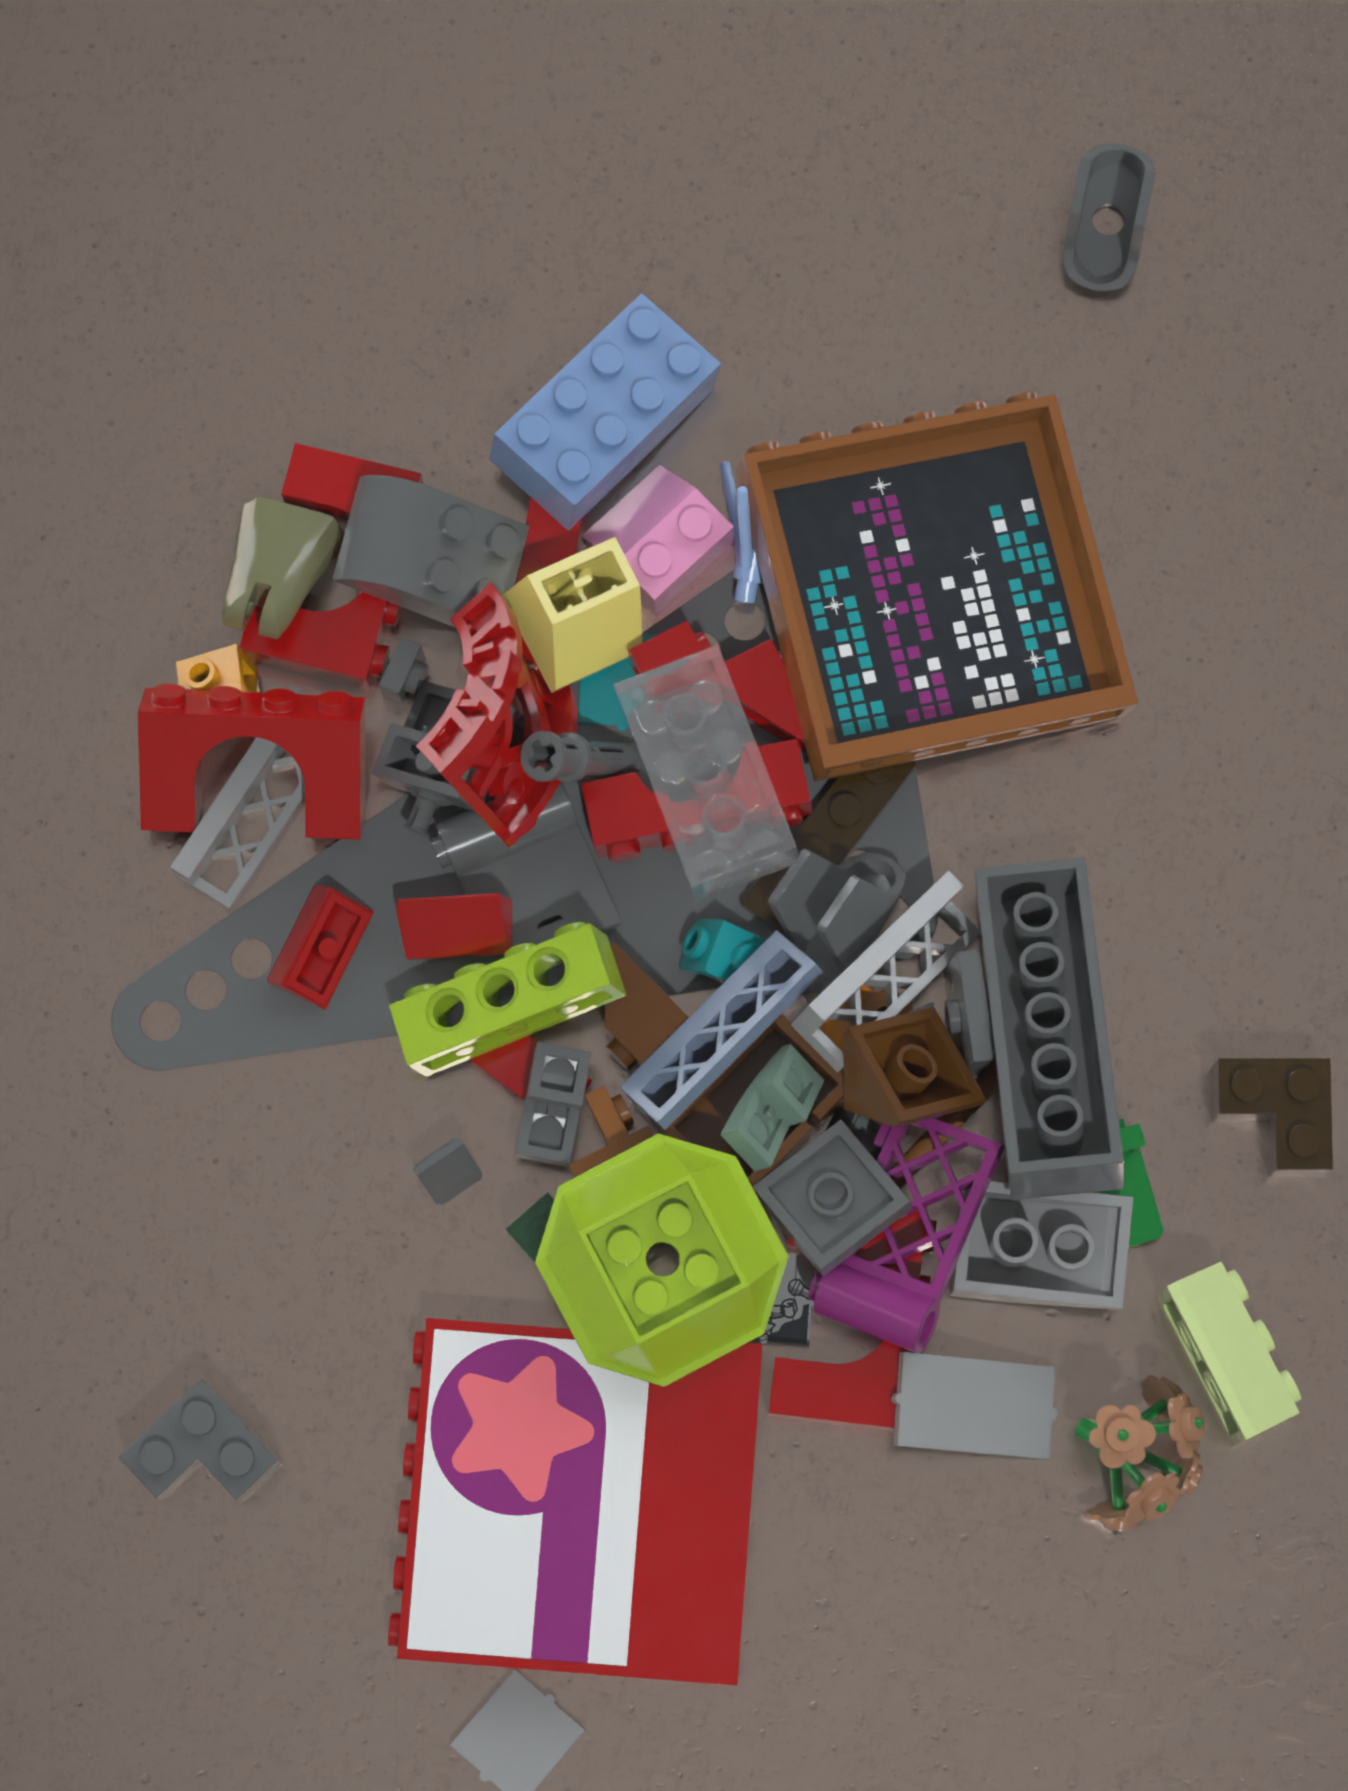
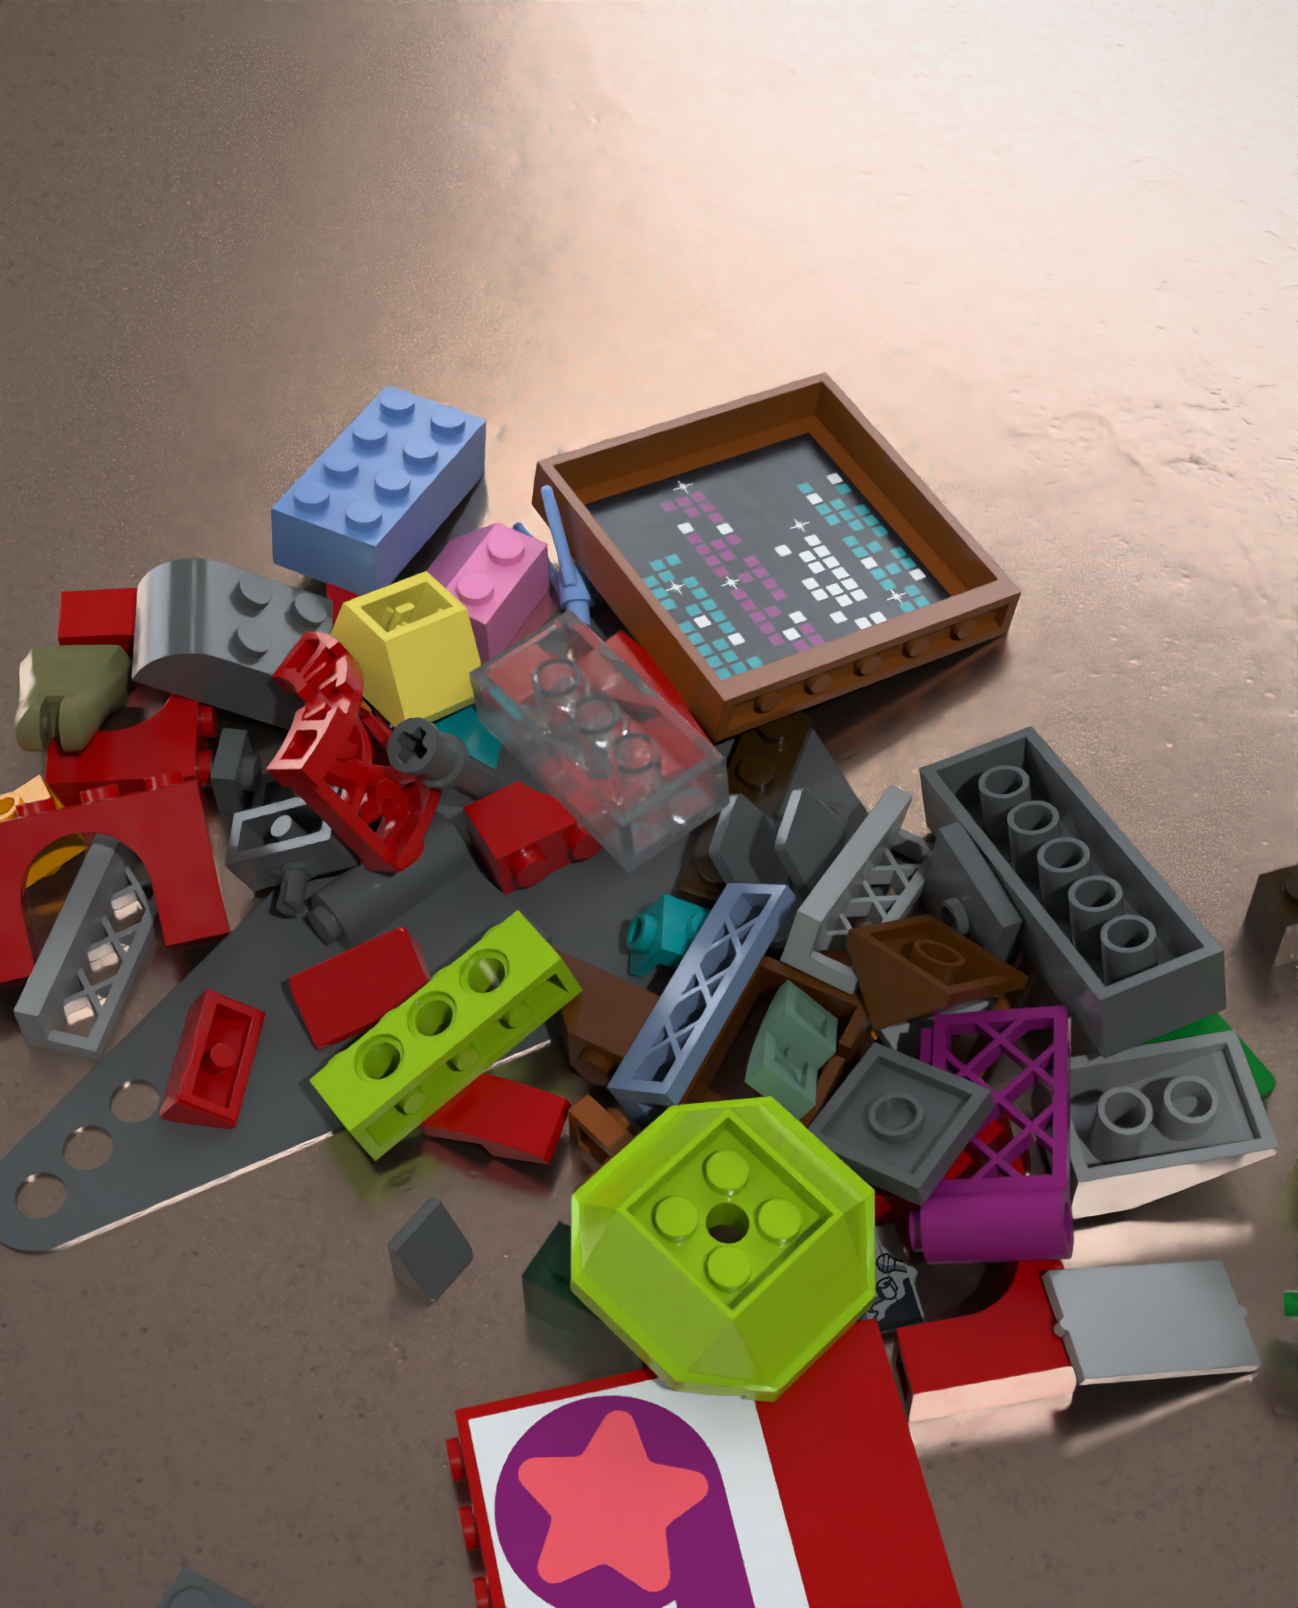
camera: 20 degrees left, 25 degrees down
(552, 1104) = (533, 1132): dark grey slope -> none
(1113, 178) = (820, 228): dark grey piece -> none

